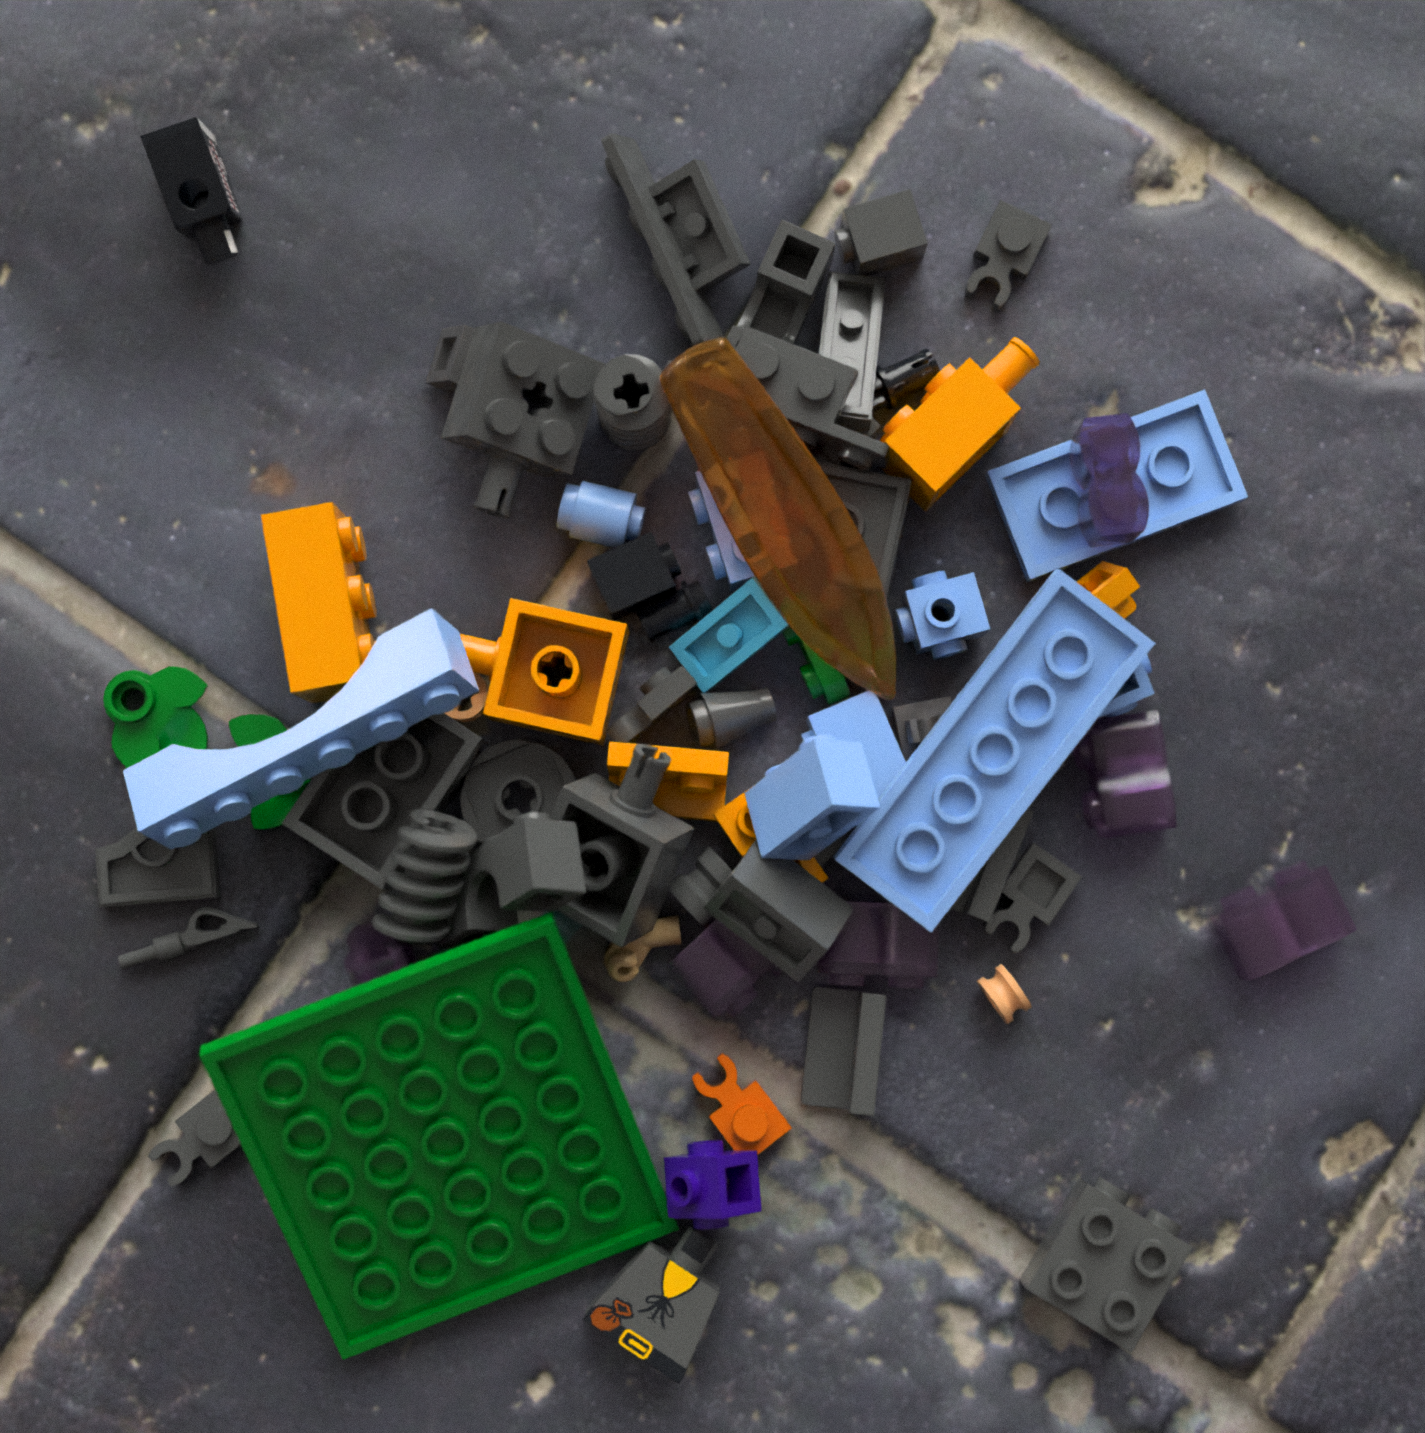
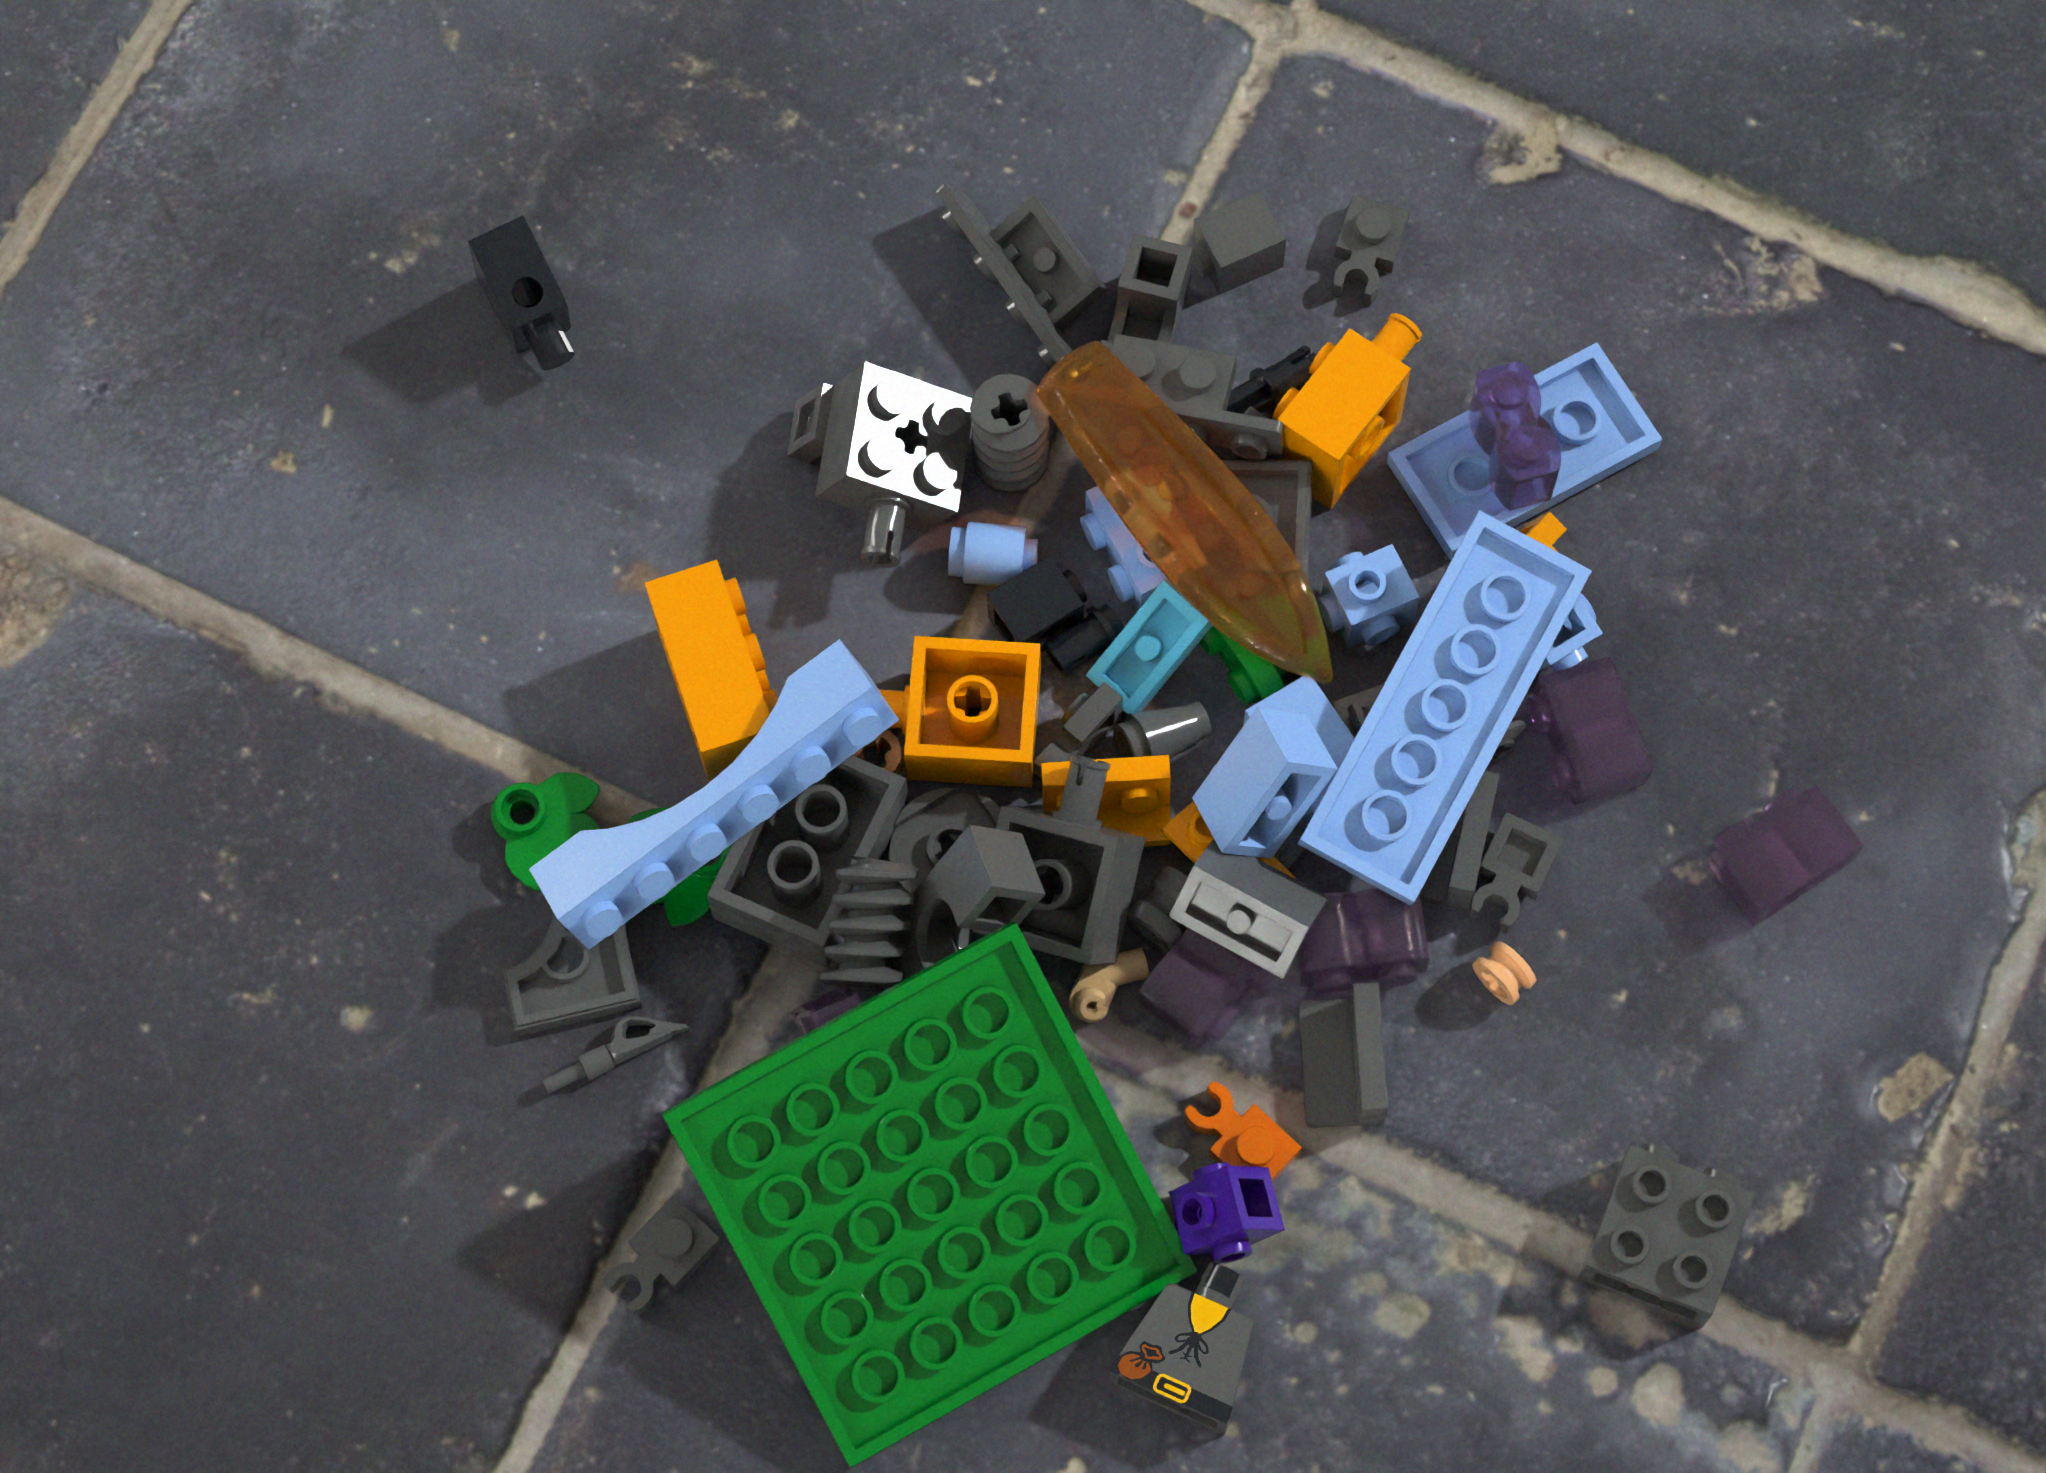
camera: 10 degrees left, 15 degrees down
(852, 337) = (1223, 324): tile -> none

